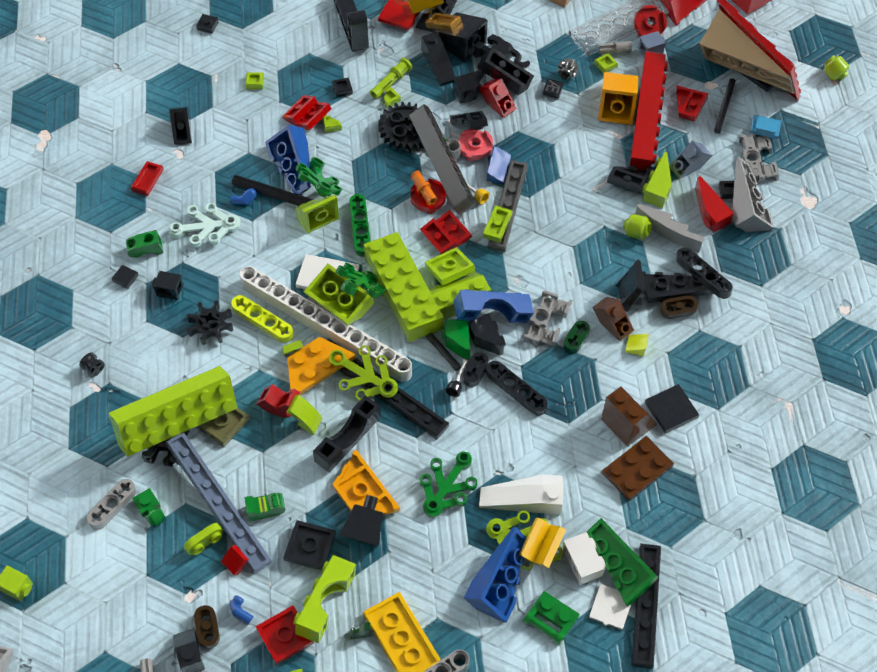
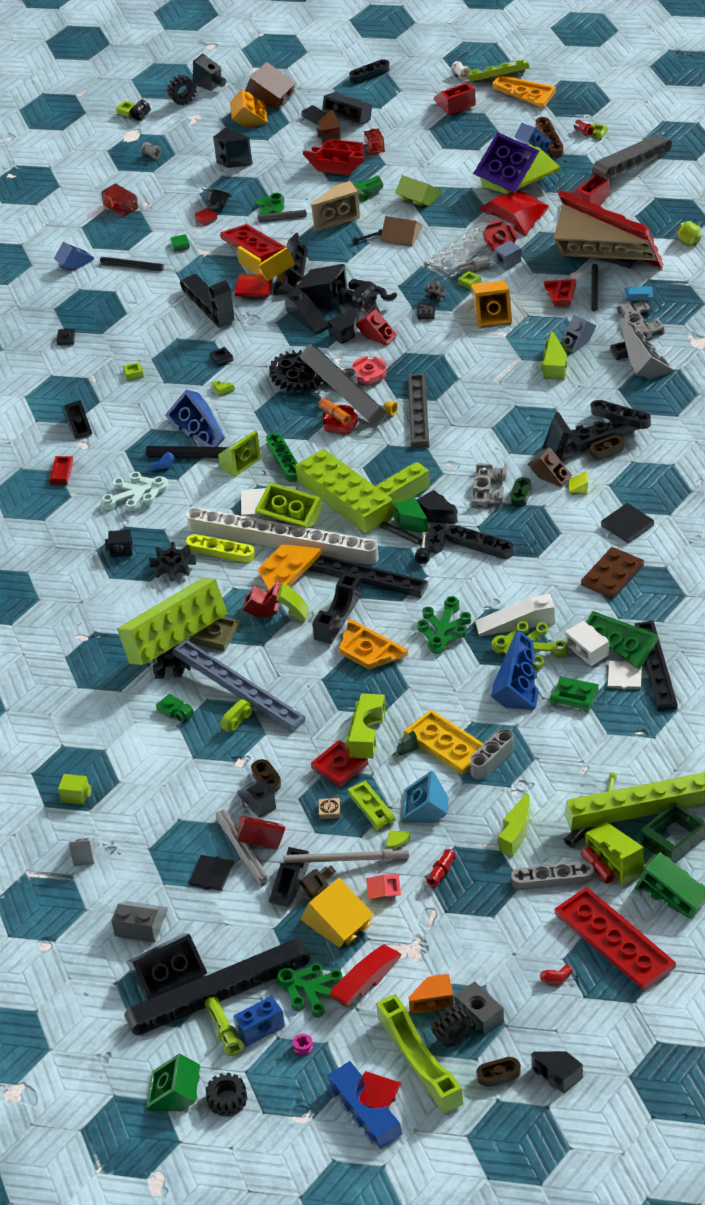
camera: 10 degrees left, 15 degrees down
(92, 364) = (73, 618): black wheel -> none
(111, 512) = (138, 722): light grey beam -> none
(125, 276) = (74, 548): black tile -> none
(144, 244) = (82, 518): green leg -> none
(234, 560) = (271, 723): red tile -> none
(238, 612) = (291, 759): blue arm -> none
(264, 506) = (282, 680): green leg -> none
(292, 347) = (258, 560): lime tile -> none
(306, 112) = (196, 381): red slope -> none
(309, 545) = (335, 697): black plate -> none
(324, 186) = (224, 421): green plant -> none
(358, 279) = (301, 490): green plant -> none
(364, 522) = (380, 666): black torso -> none
(367, 374) = (337, 561): lime plant -> none
(391, 97) = (271, 352): lime tile -> none
(396, 73) = (269, 333): lime pin -> none
(443, 21) = (301, 278): pearl gold tile -> none
(446, 232) = (368, 443): red slope -> none
(449, 266) = (382, 465): lime plate -> none
(474, 120) = (361, 351): black wing -> none
(497, 224) = (415, 423): lime plate -> none
(498, 166) = (397, 382): slope -> none
(499, 66) = (368, 298): black brick -> none
(513, 306) = (454, 480): arch -> none
(542, 543) = (546, 639): yellow panel -> none
(626, 417) = (588, 532): reddish brown slope -> none
(629, 178) = (524, 362): black wing -> none
(637, 226) = (546, 396): lime head -> none
(648, 111) = (523, 306): red brick -> none
(669, 229) = (574, 390): light grey slope -> none
(713, 210) = (611, 366): red slope -> none

